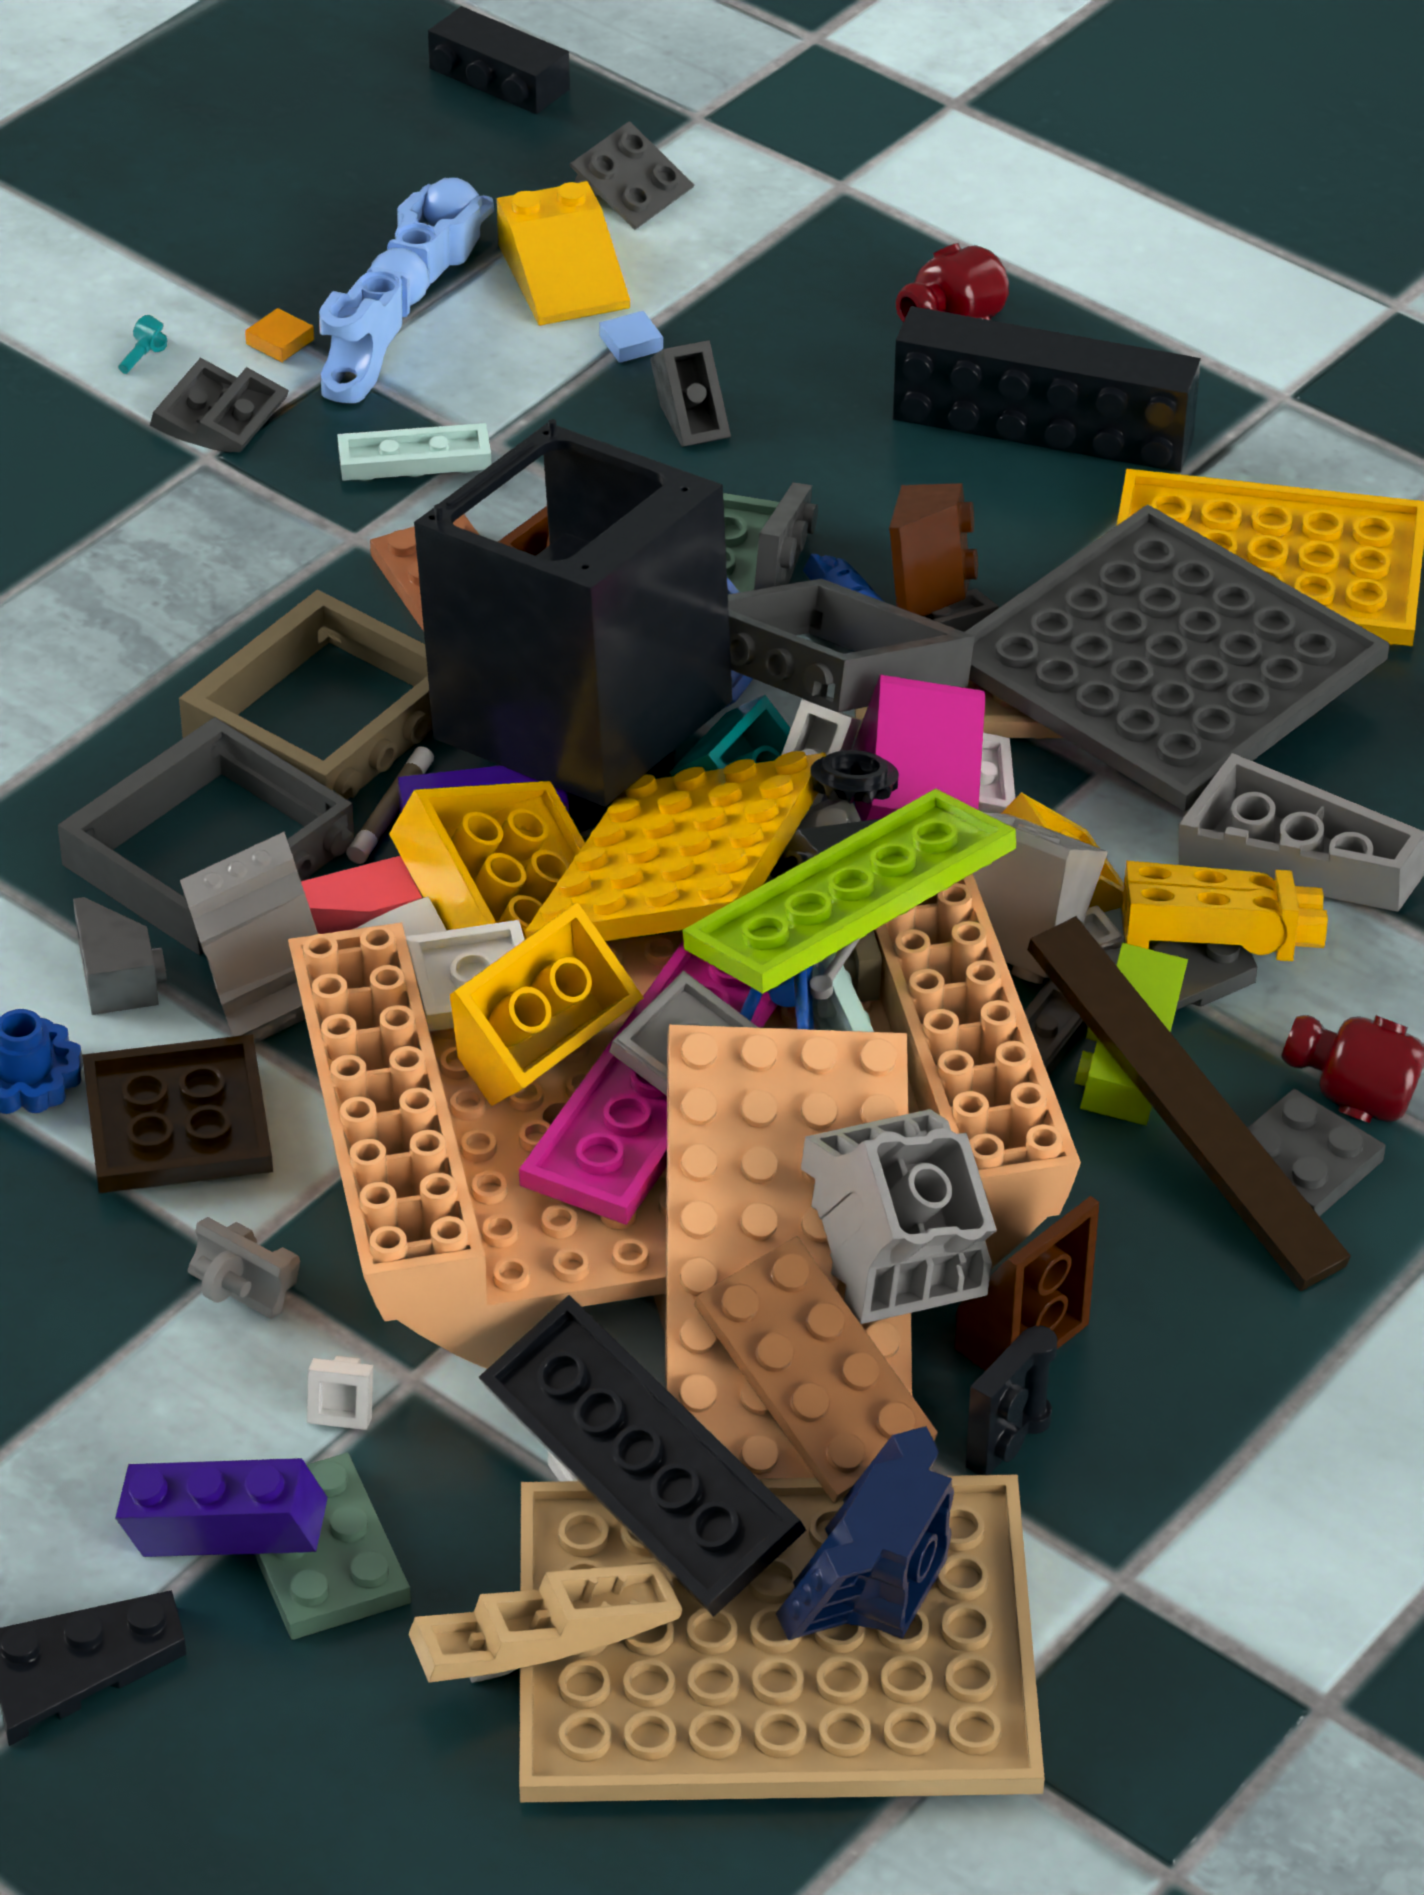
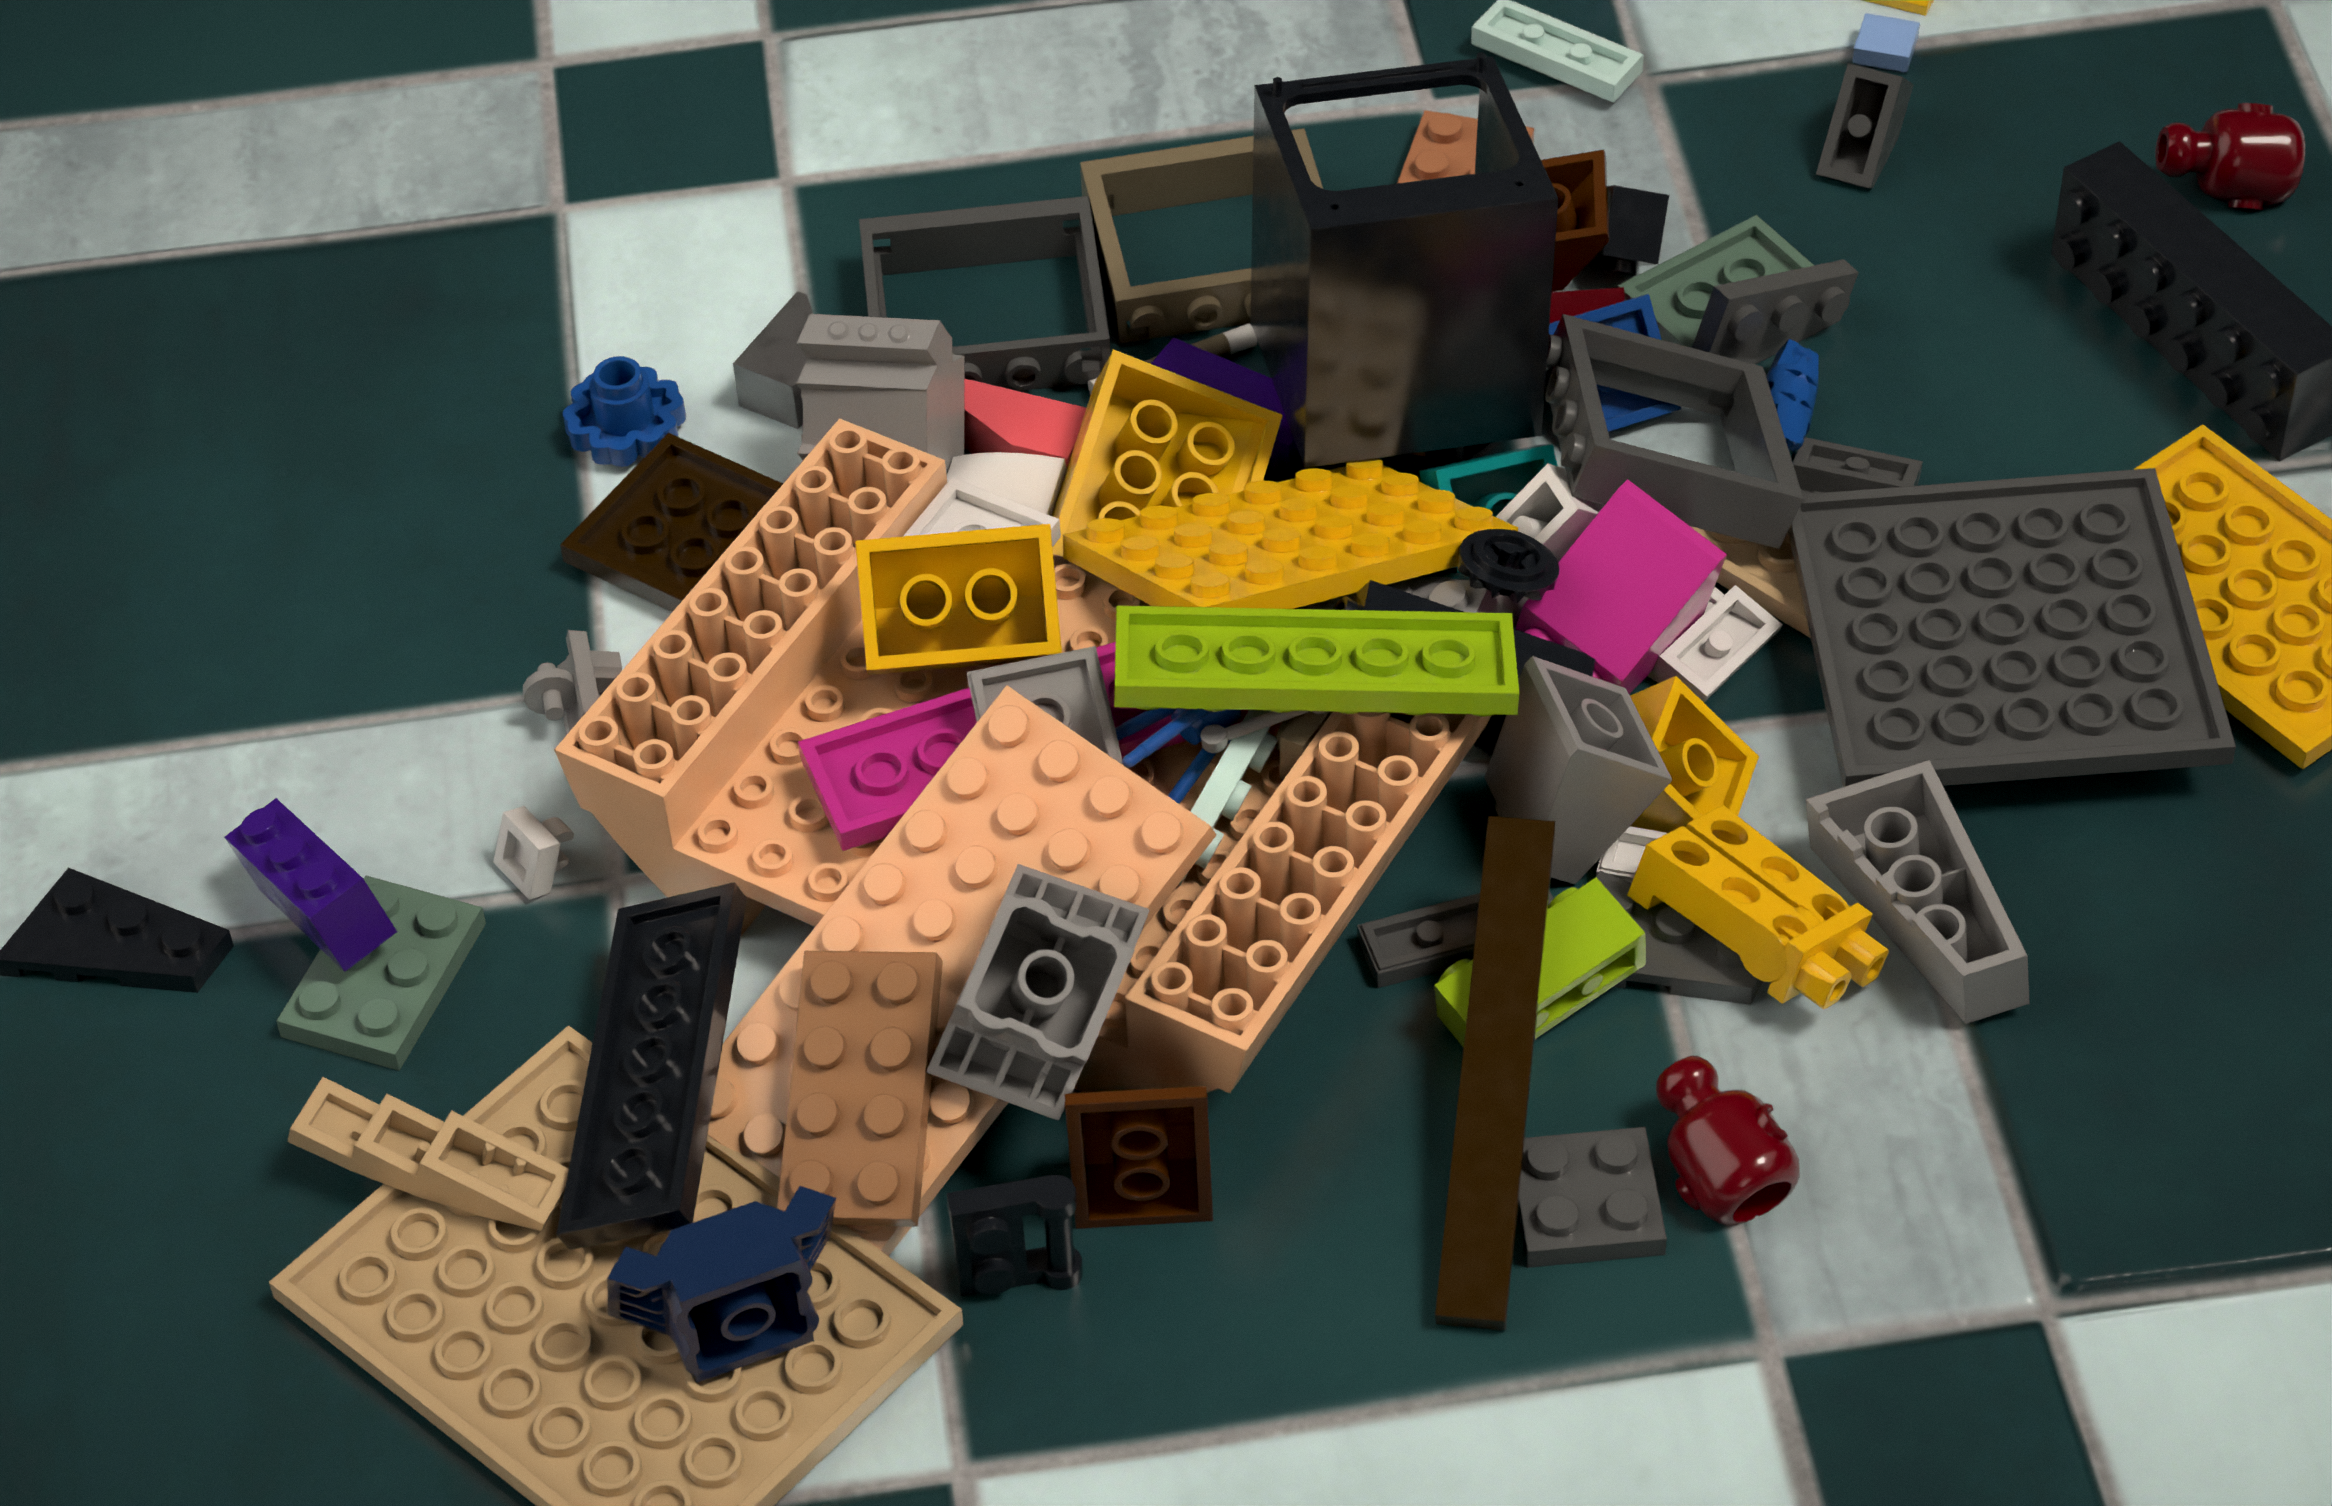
camera: 45 degrees right, 5 degrees up
(932, 547) = (1880, 393): reddish brown slope -> none

